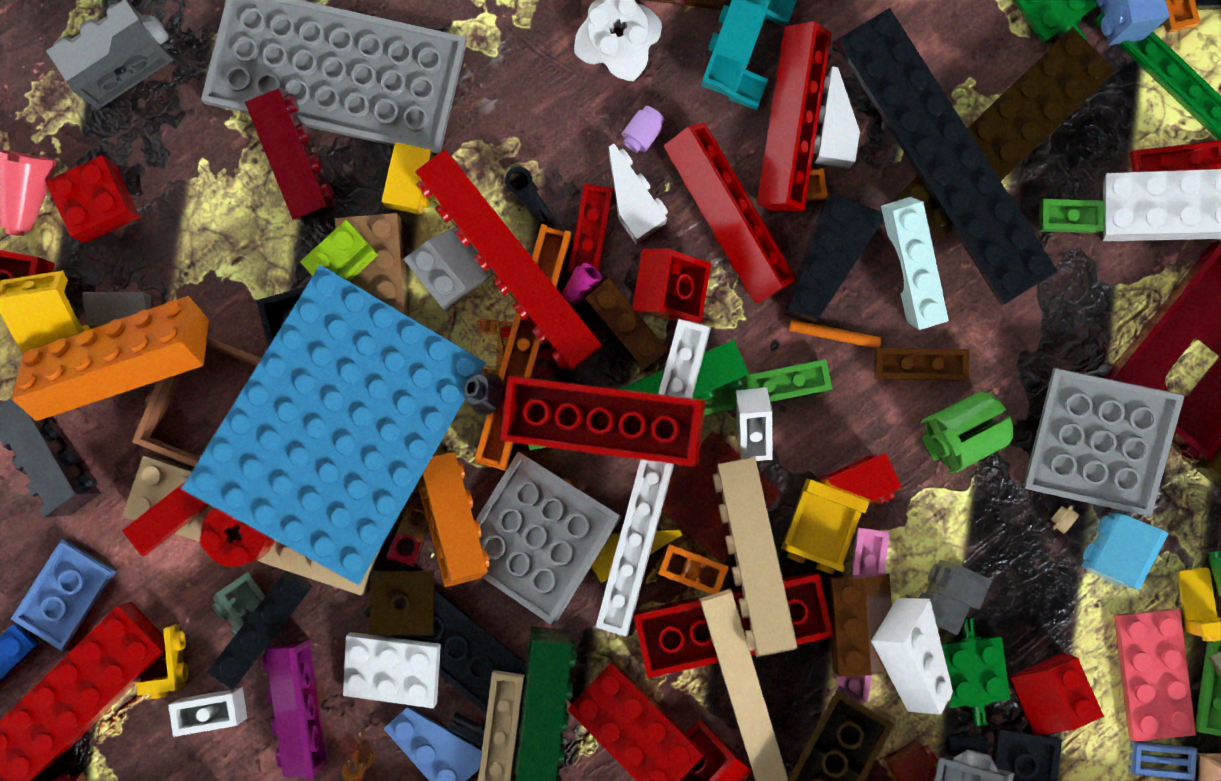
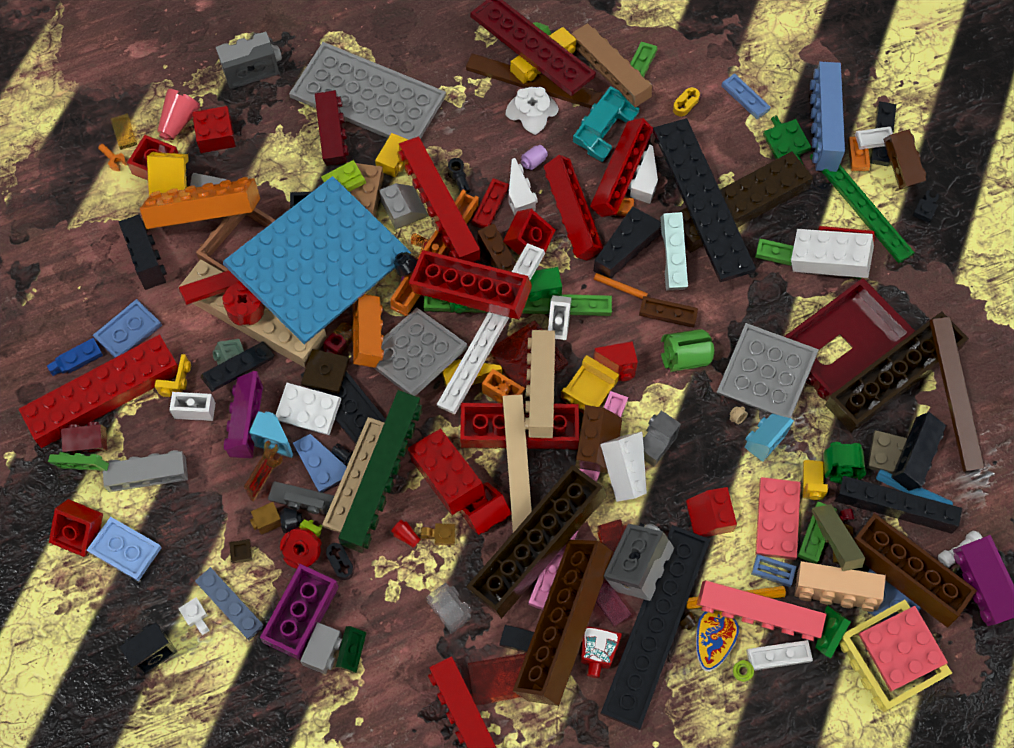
camera: 15 degrees right, 20 degrees down
(347, 734) = (267, 428): none -> medium azure slope
(581, 284) = (478, 223): dark pink cone -> none
(976, 671) = (664, 490): green plate -> none

